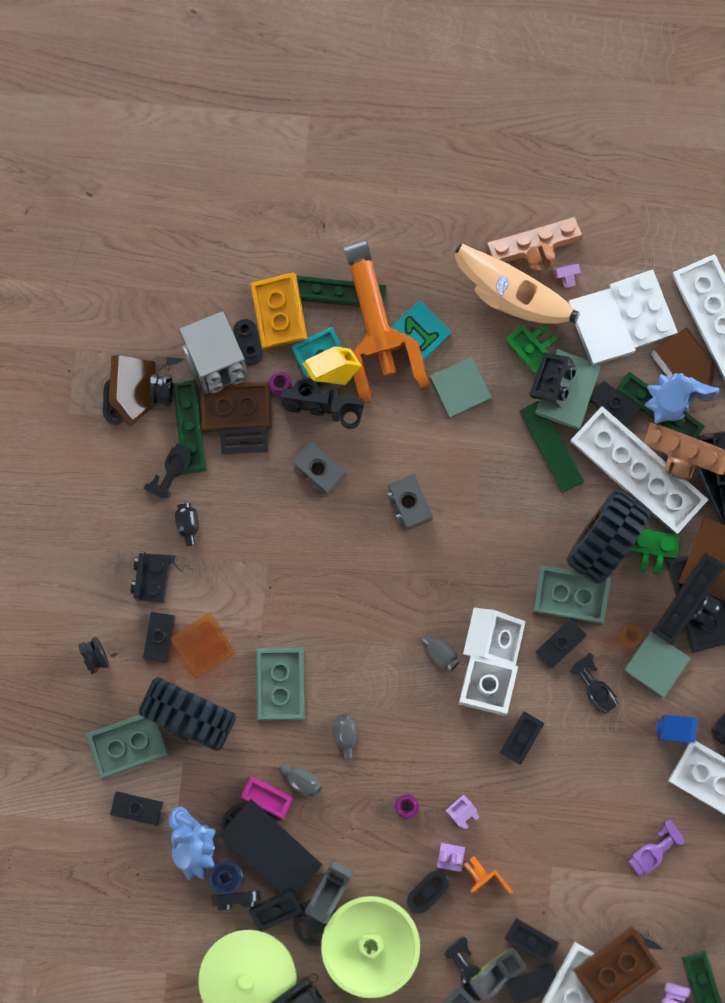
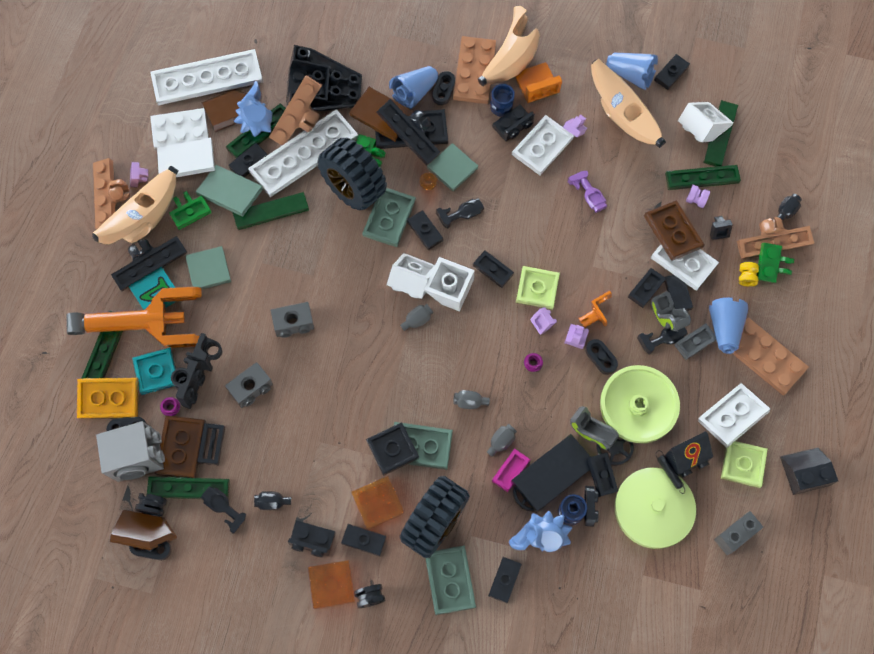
camera: 90 degrees left, 10 degrees down
(104, 609) = (331, 584): none -> clear orange plate
(267, 651) = (392, 448): none -> black plate
(333, 366) = (166, 355): yellow slope -> none
(456, 314) = (147, 260): none -> black plate
(508, 799) = (537, 287): none -> yellowish green tile
(553, 379) = (217, 195): black bracket -> none
(677, 729) = (504, 157): blue slope -> none

